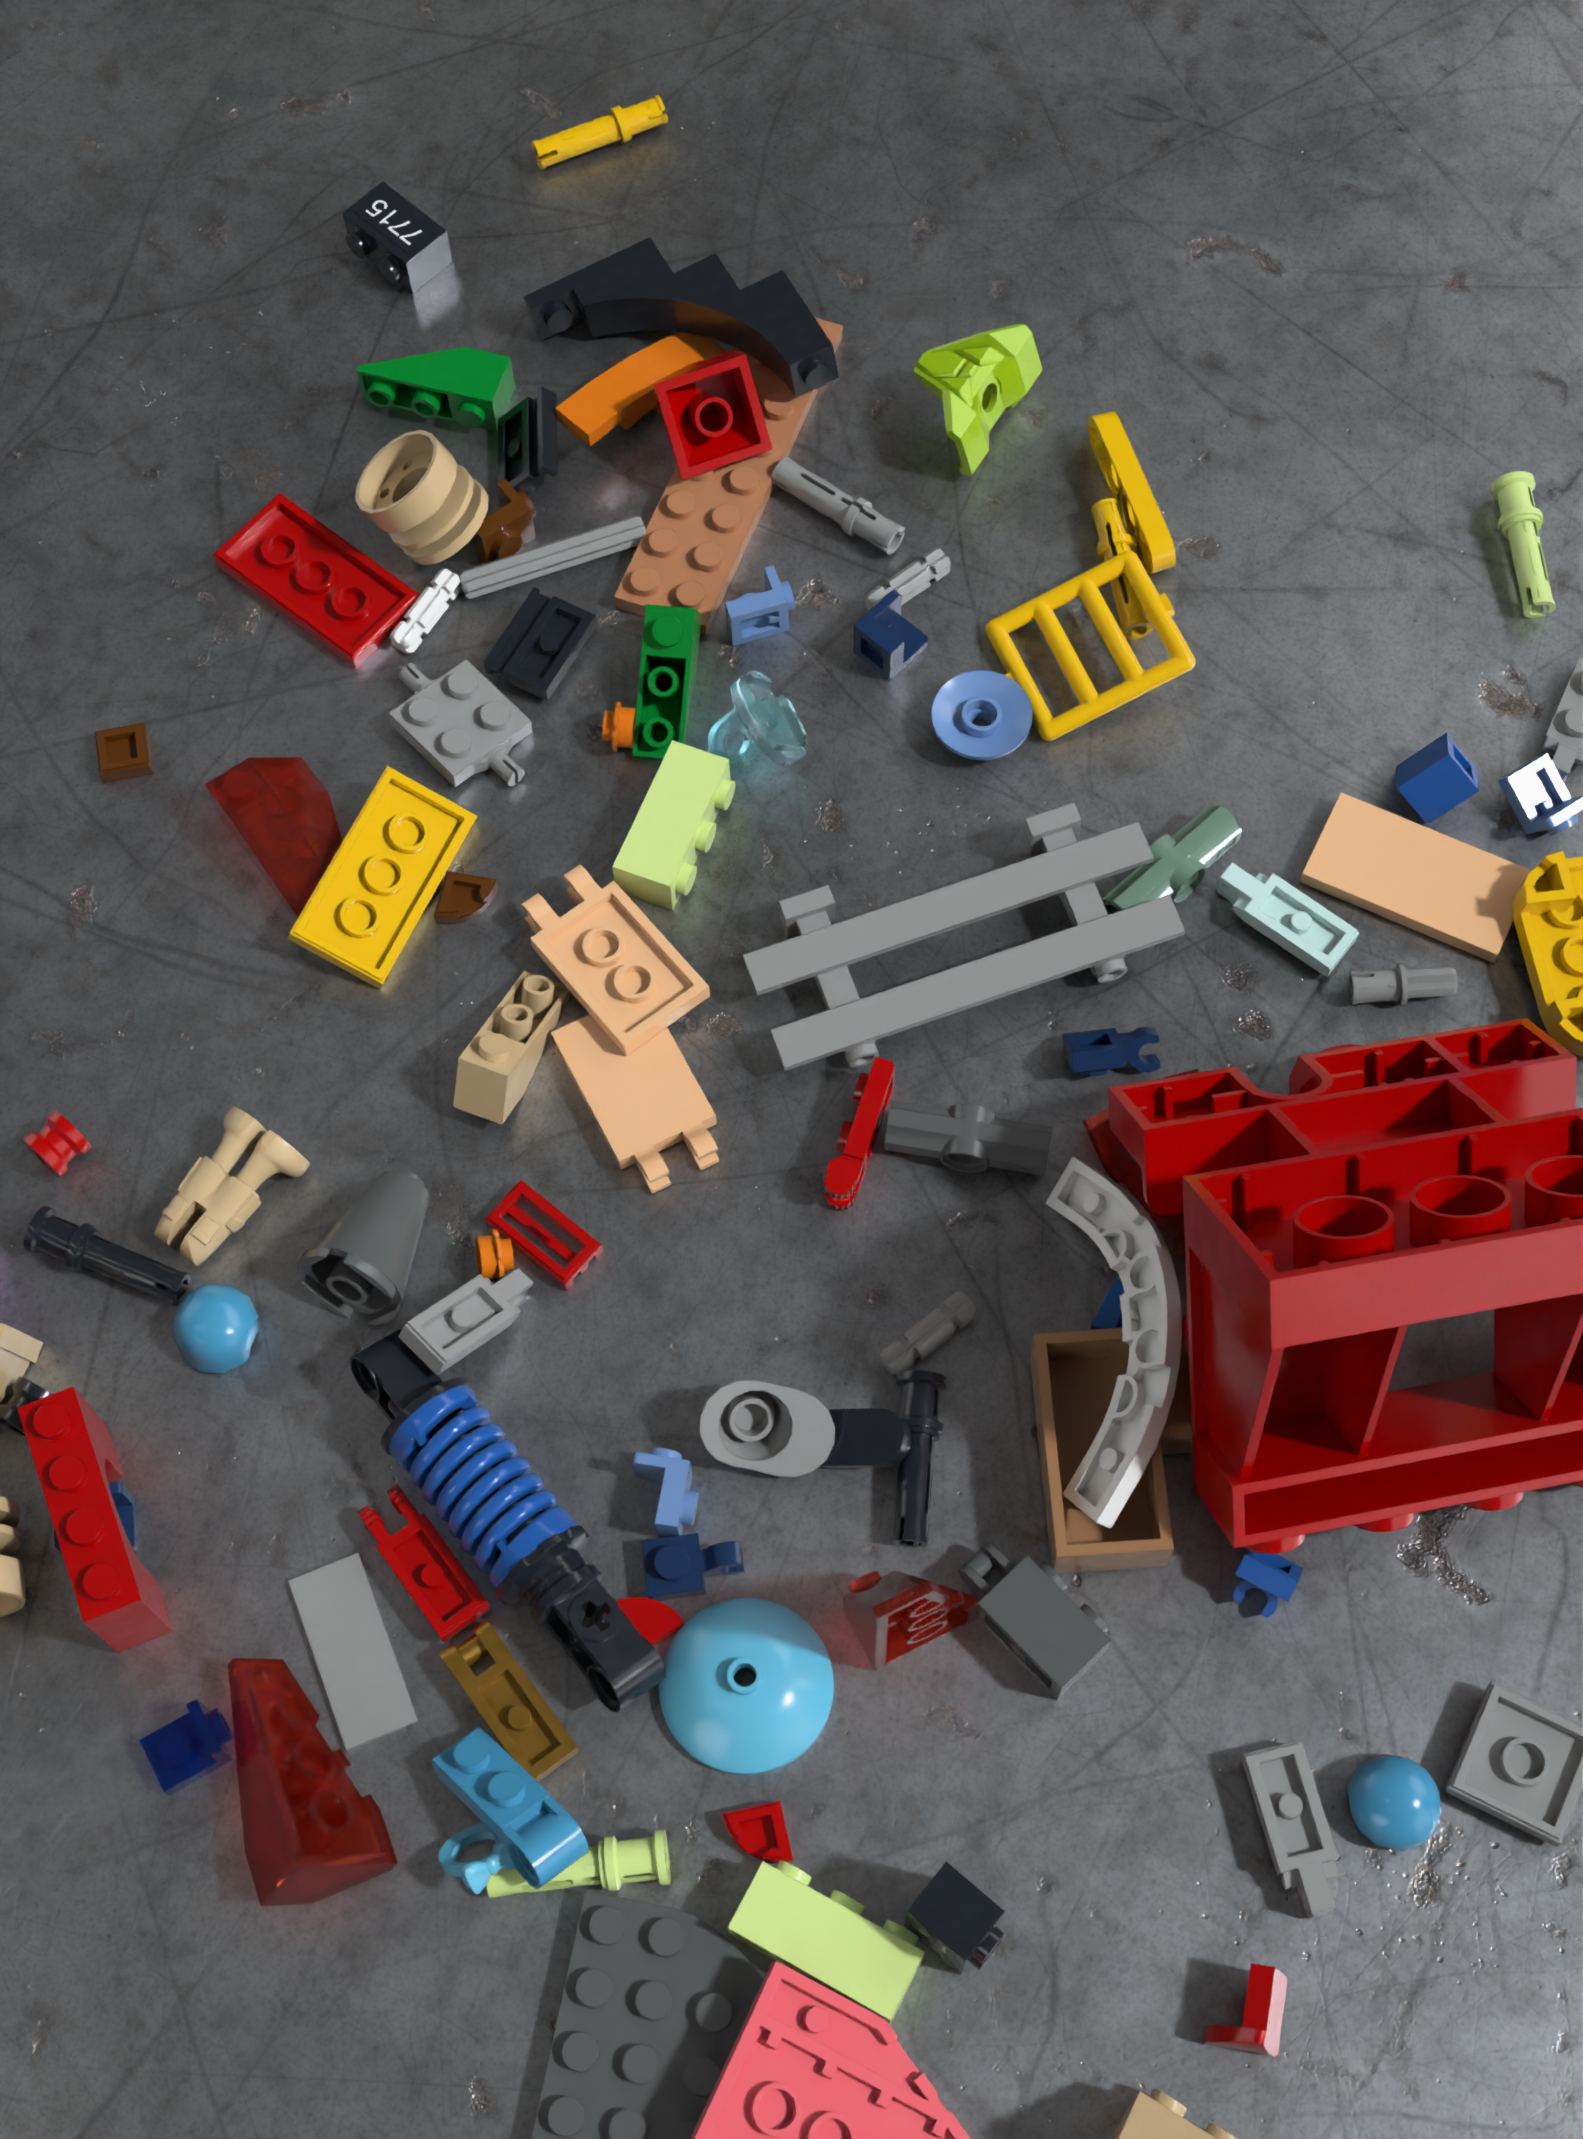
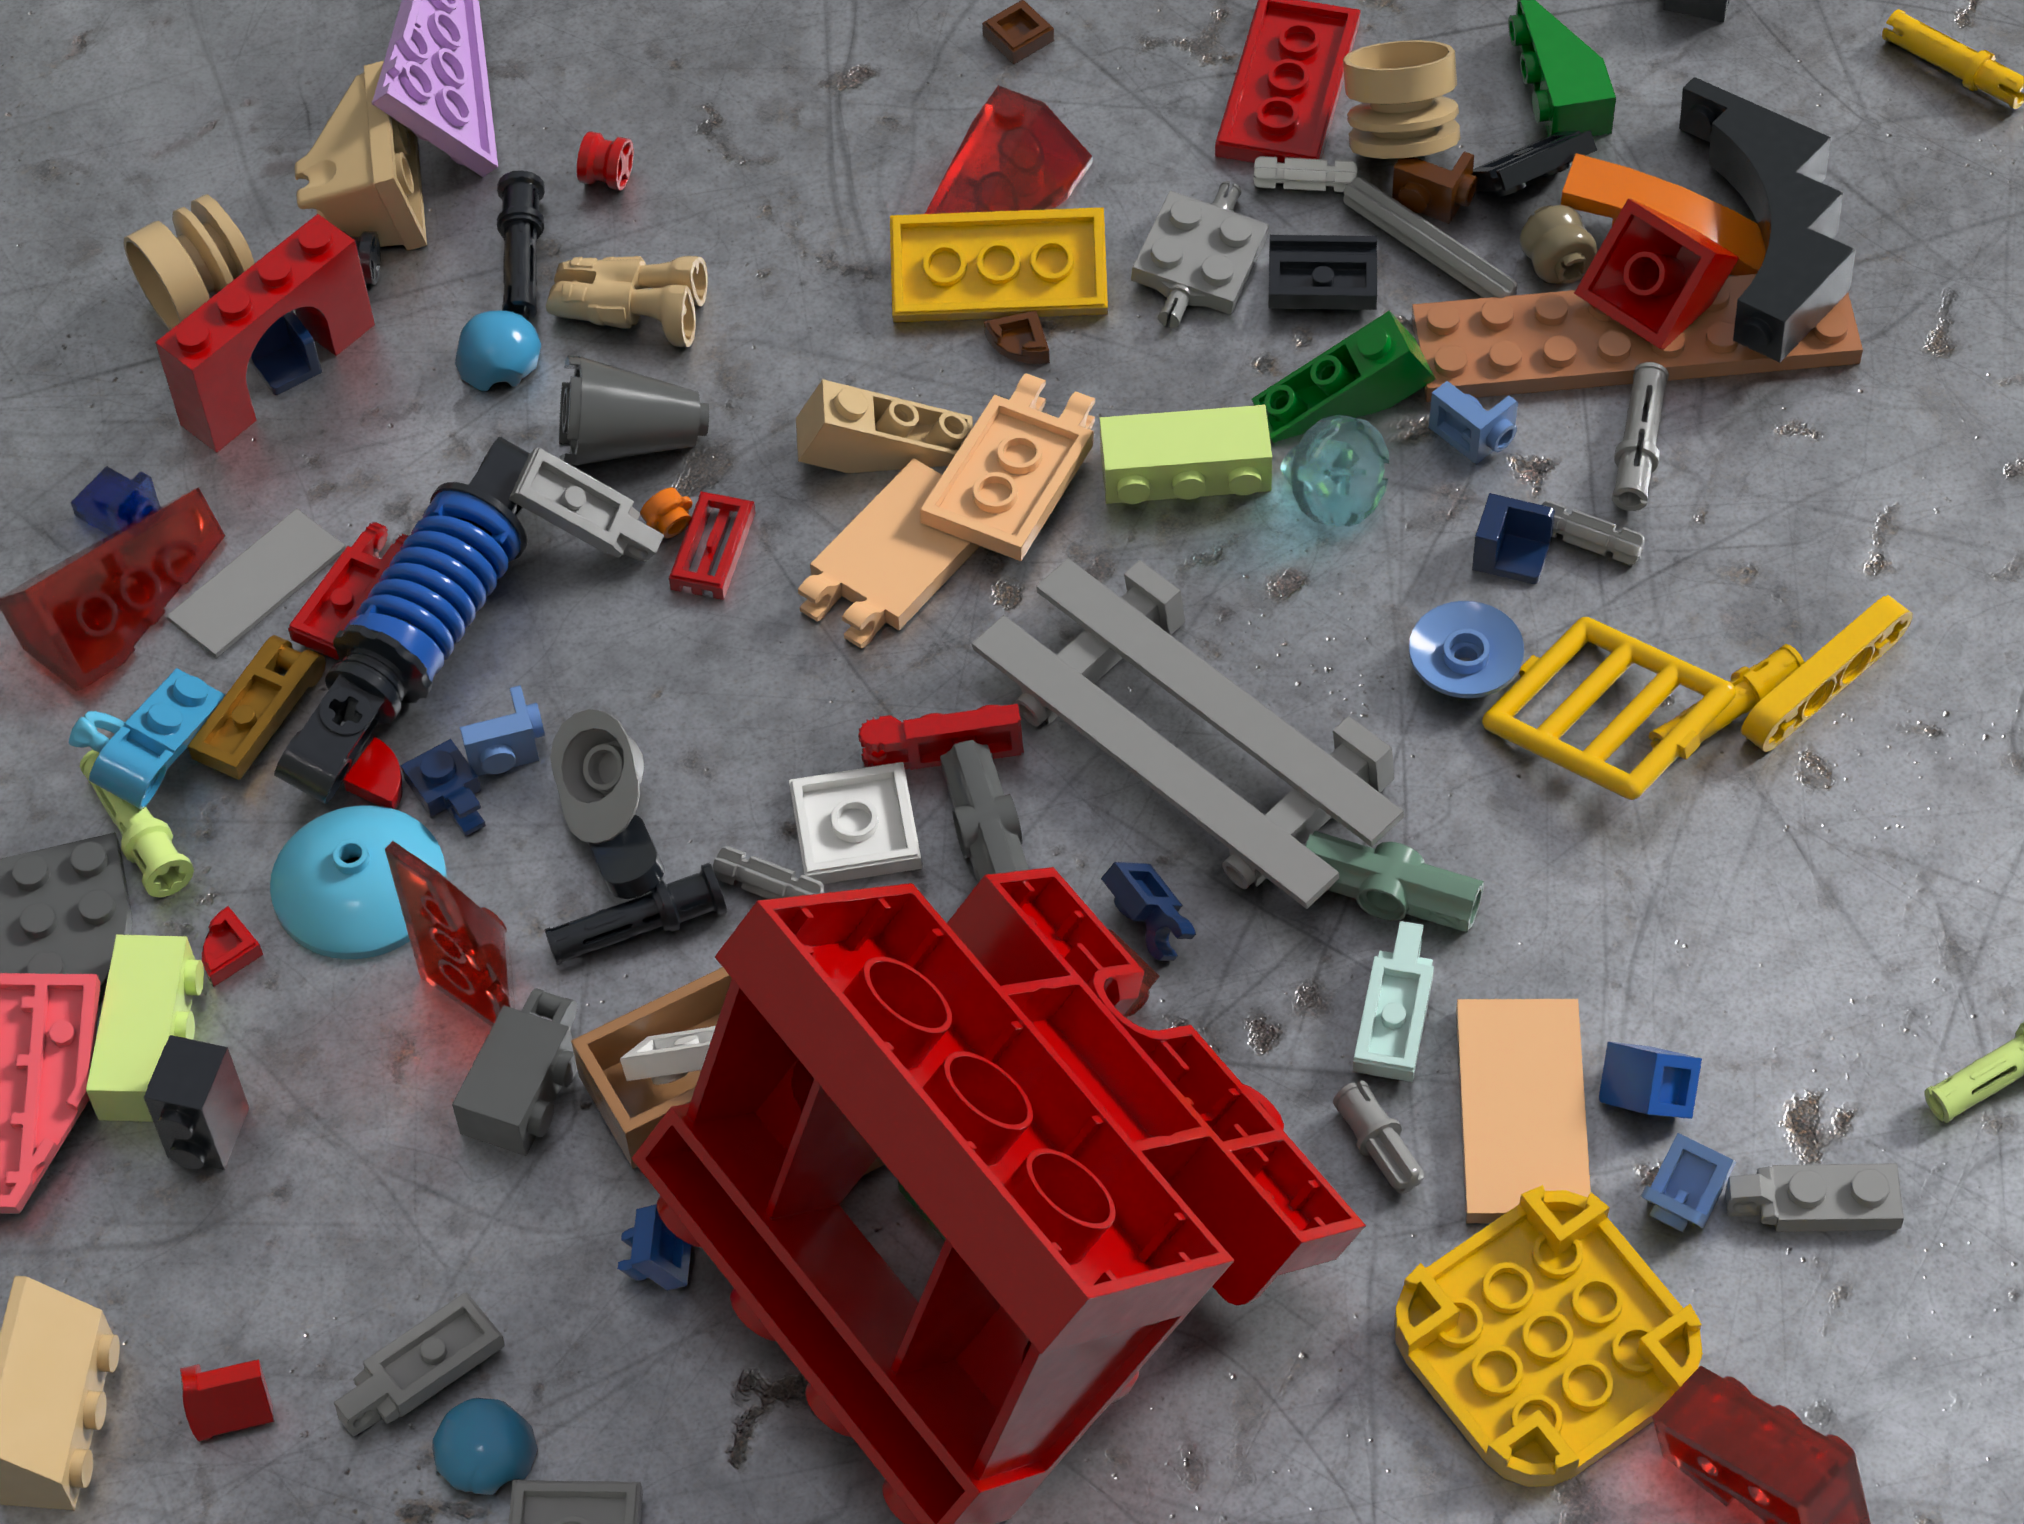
camera: 65 degrees right, 10 degrees down
(619, 727) = (1266, 367): orange plate -> none
(620, 469) = (1558, 244): none -> dark tan piece
(902, 1242) = (855, 823): none -> white tile
(960, 375) = (1843, 449): lime piece -> none

